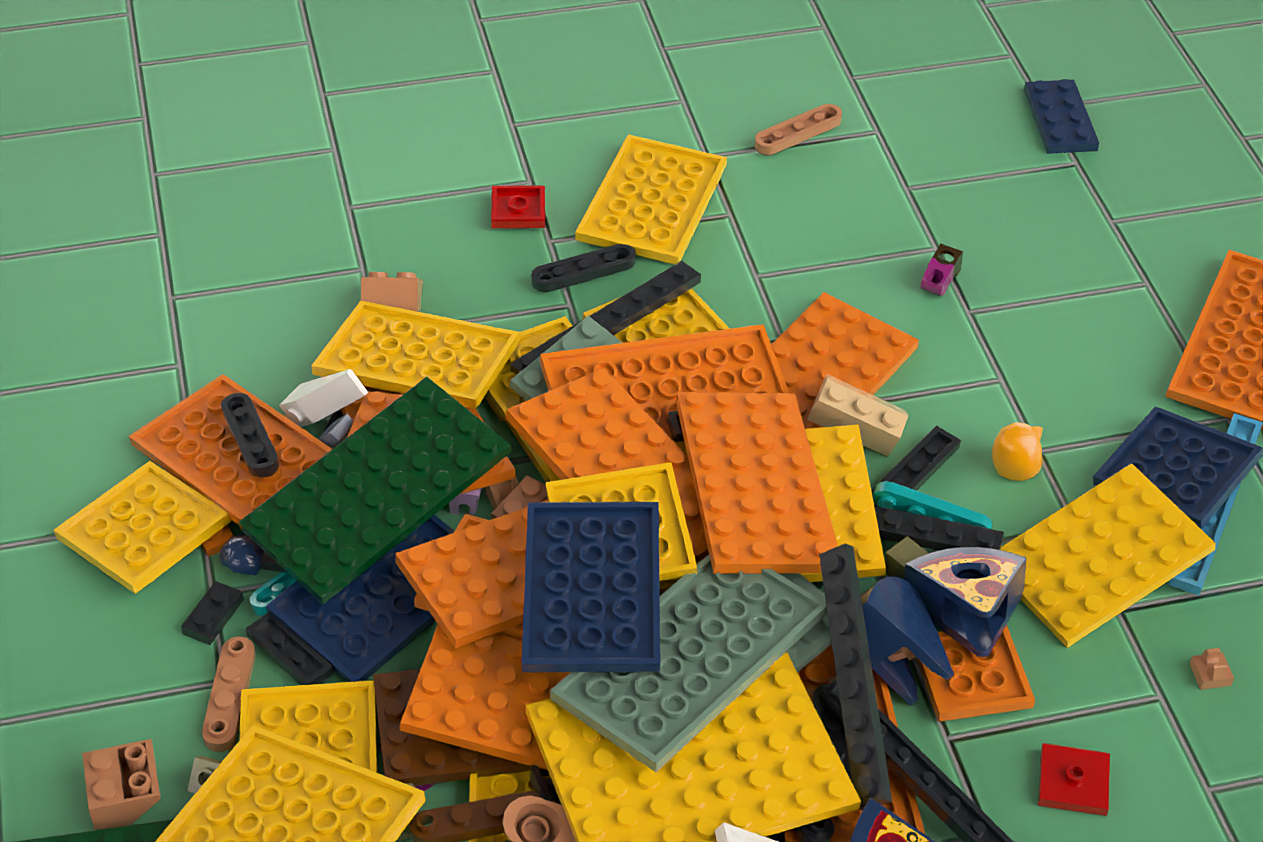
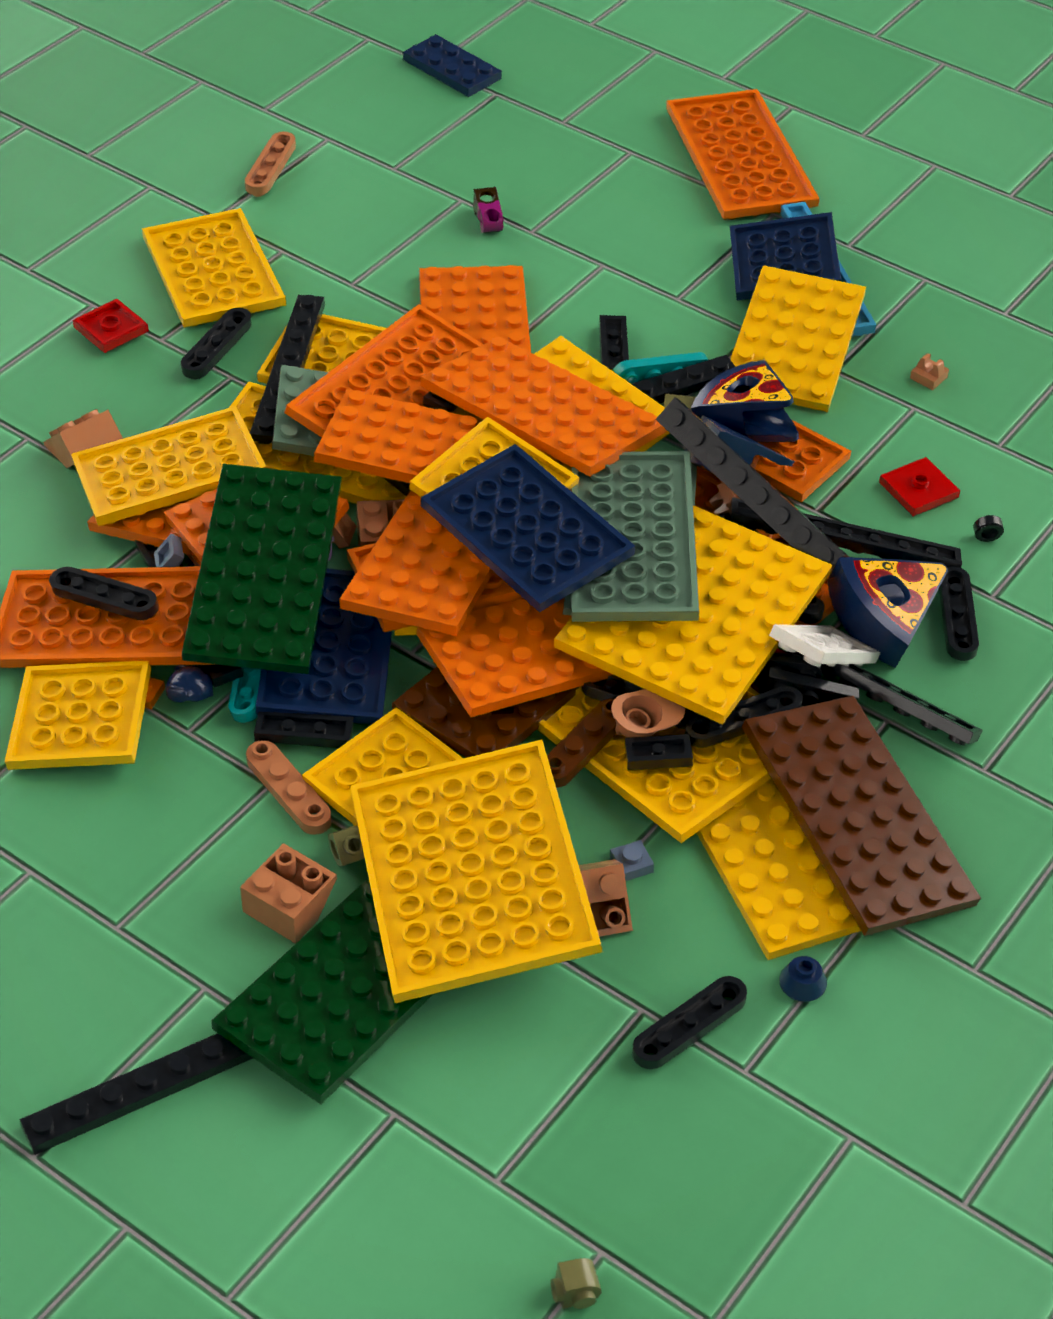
camera: 40 degrees left, 0 degrees up
(212, 613) = (207, 742): black plate -> none
(322, 397) = (130, 534): white slope -> none
(844, 405) = (538, 330): tan slope -> none
(1018, 451) = (673, 302): light orange piece -> none

